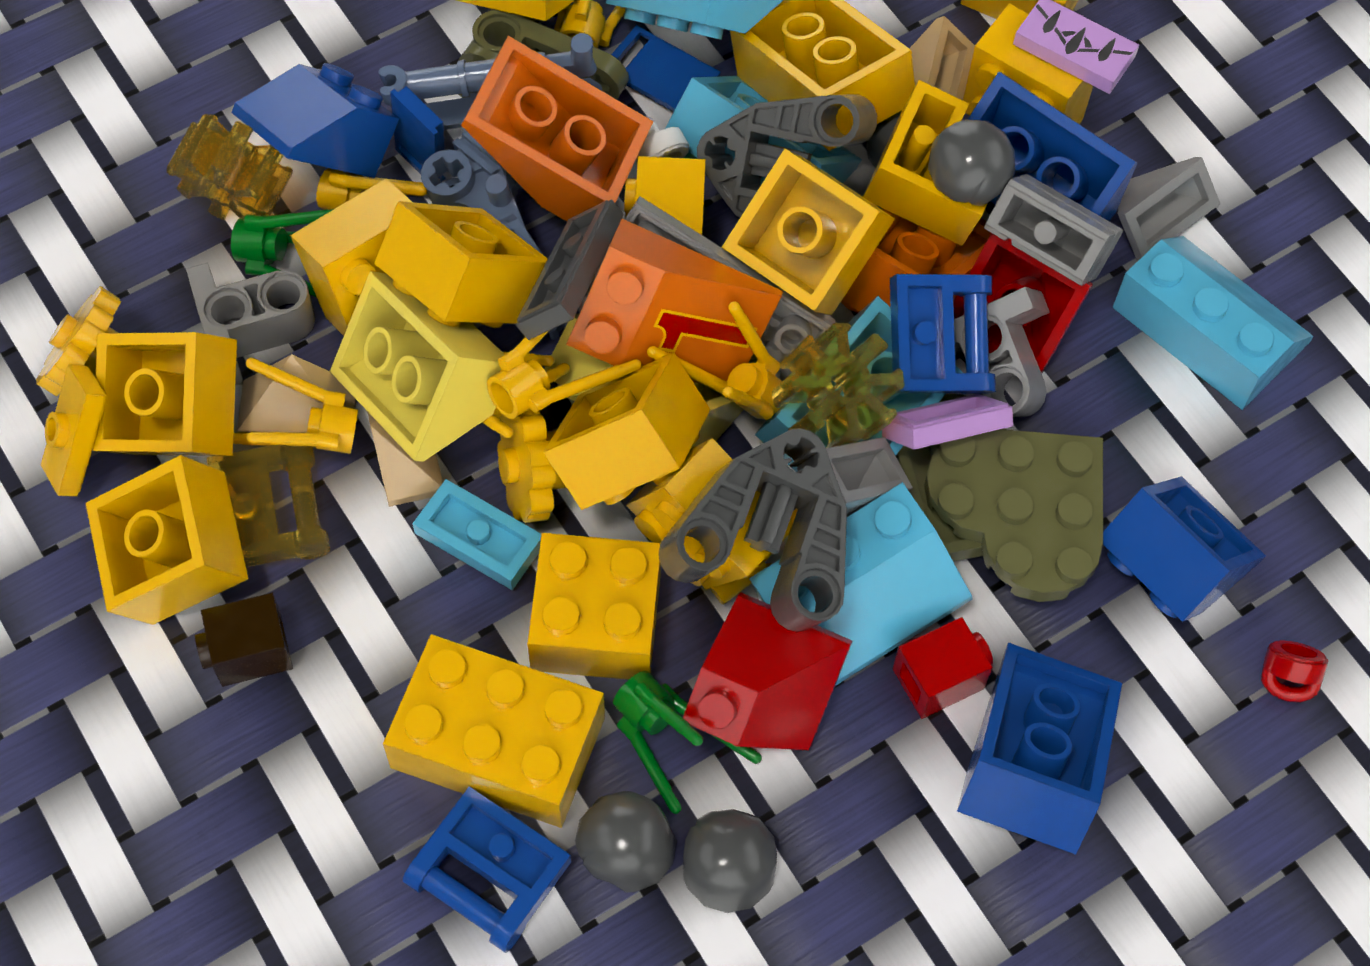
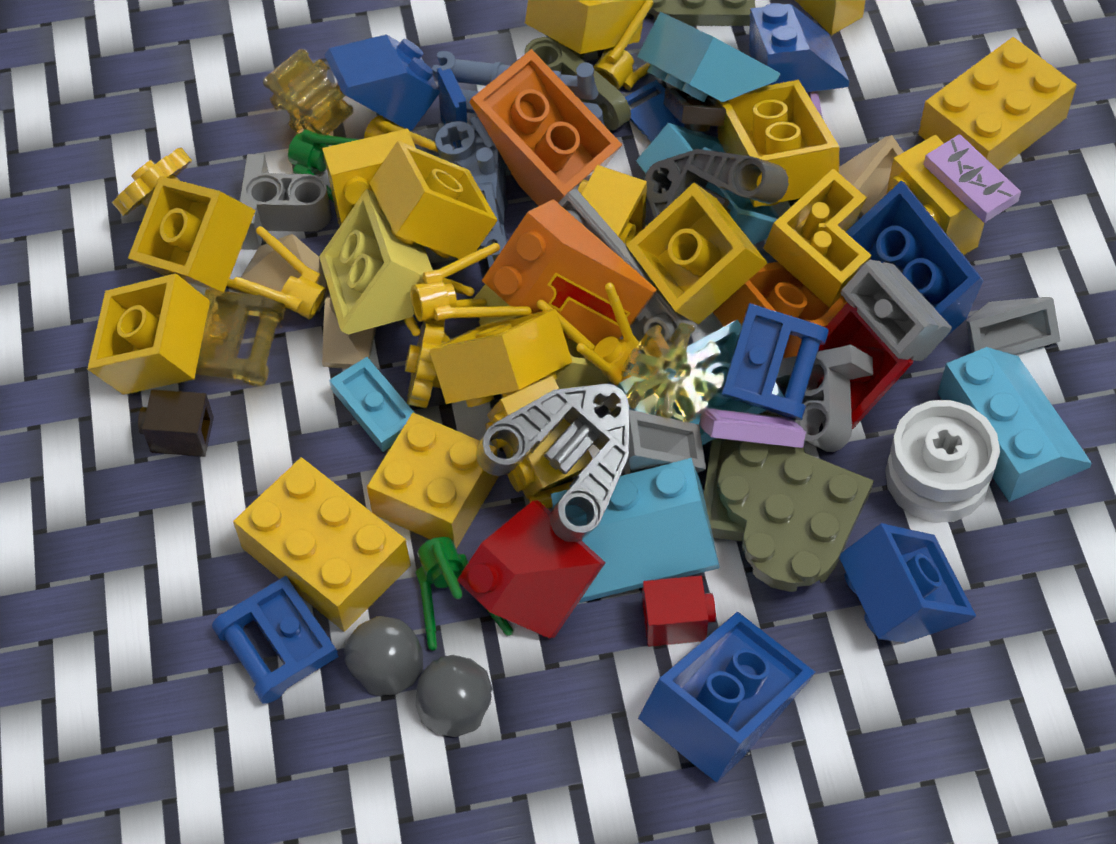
camera: 25 degrees right, 5 degrees down
(72, 430) = (119, 240): yellow plate -> none
(569, 269) = (497, 227): dark grey tile -> none
(664, 143) = (629, 164): white tile -> none
(711, 55) = (693, 112): none -> dark brown plate
(971, 161) = (846, 239): dark grey hair -> none
(1162, 388) = (942, 461): none -> white wheel
(1296, 664) = (958, 702): red tile -> none

